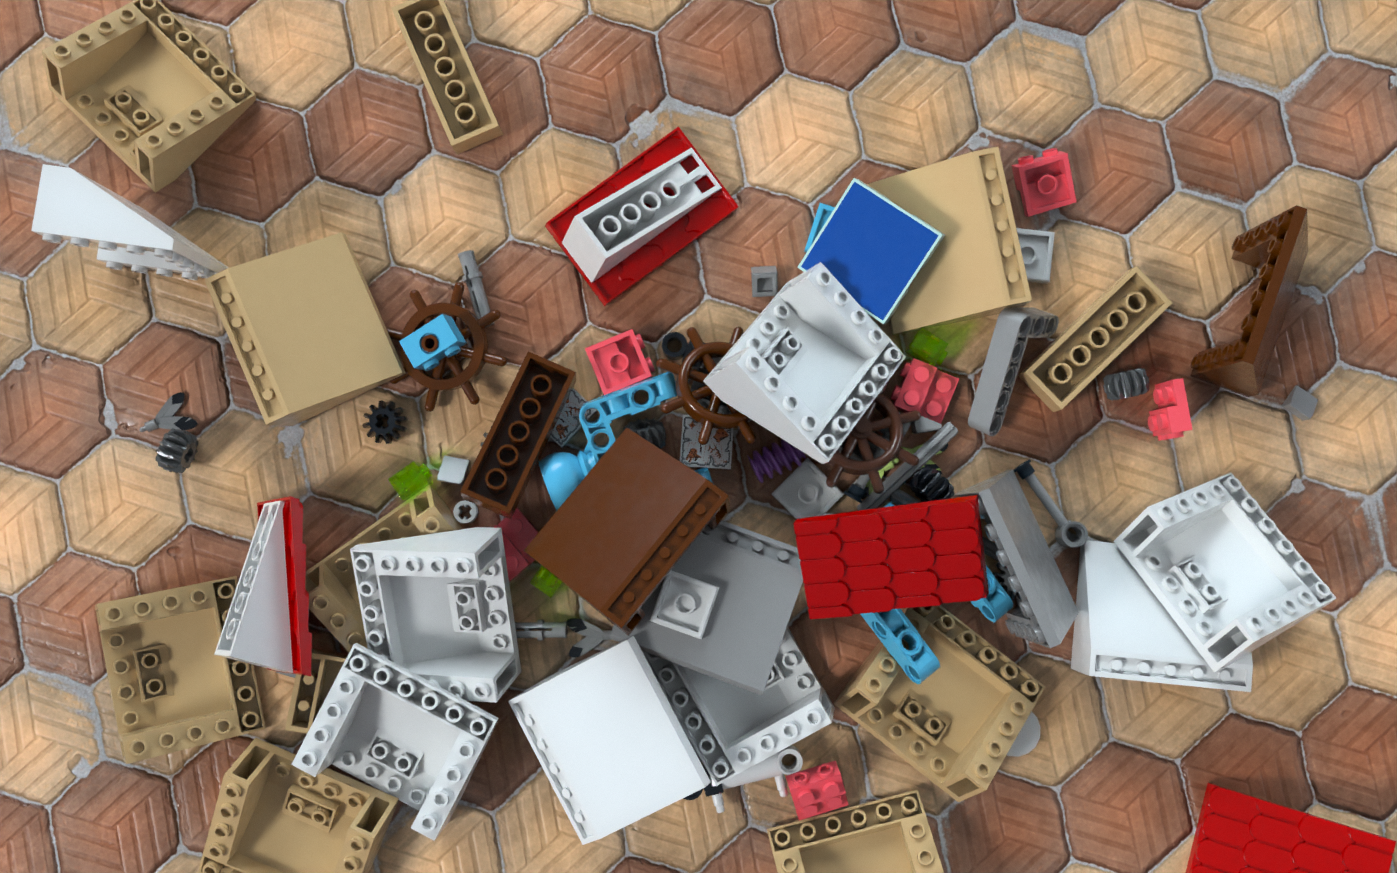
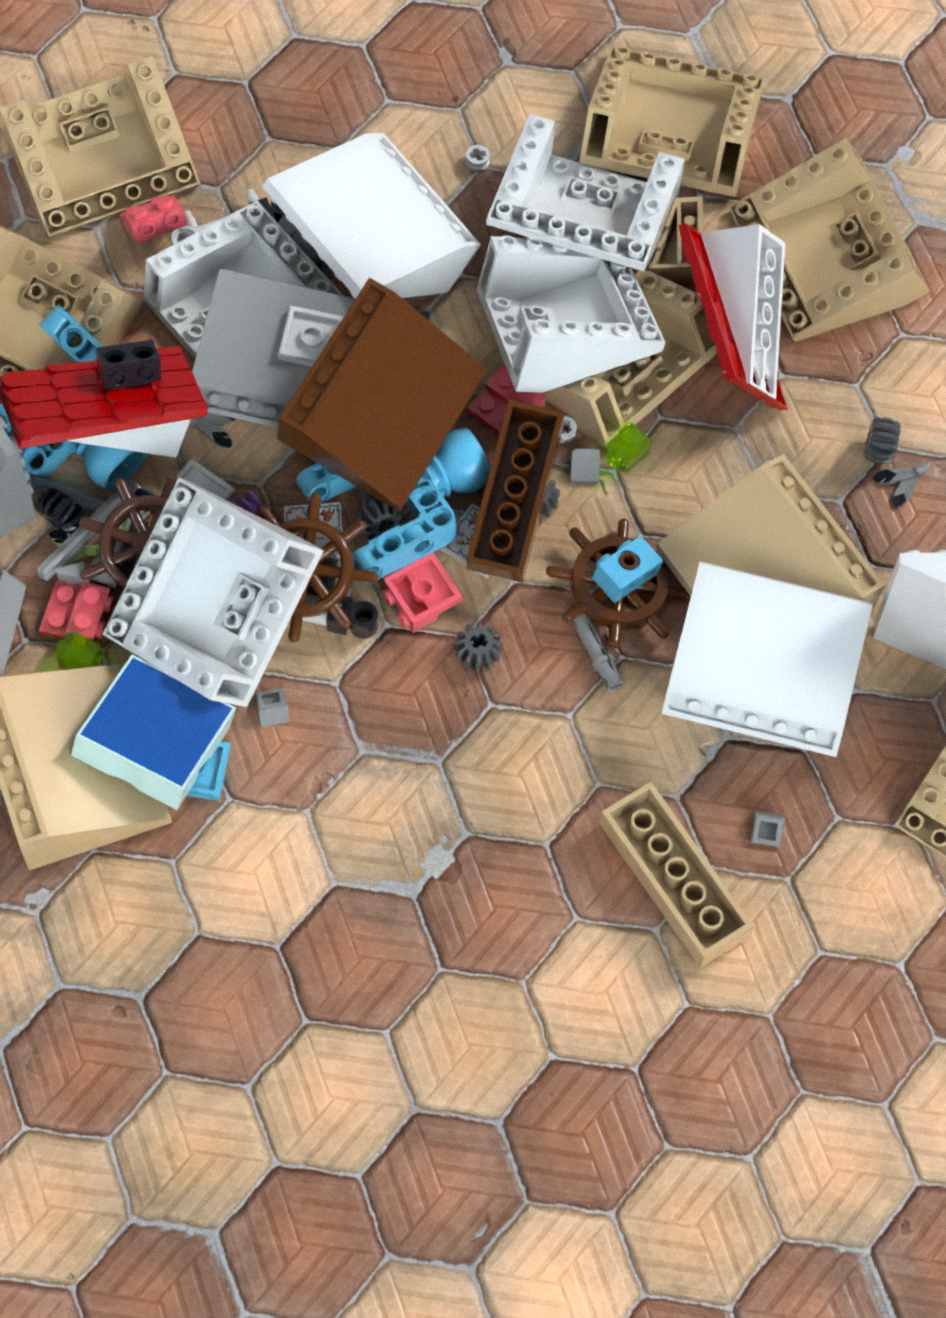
camera: 170 degrees right, 20 degrees down
(327, 228) = (767, 658): none -> white slope
(362, 111) = (767, 828): none -> light grey slope
(376, 422) = (678, 499): black gear -> none
(490, 827) = (472, 163): none -> white bush
(559, 630) = (465, 328): light grey pin -> none
(578, 315) = (480, 654): none -> dark grey gear
(641, 216) = (422, 756): piece -> none
(864, 591) = (128, 364): none -> black brick

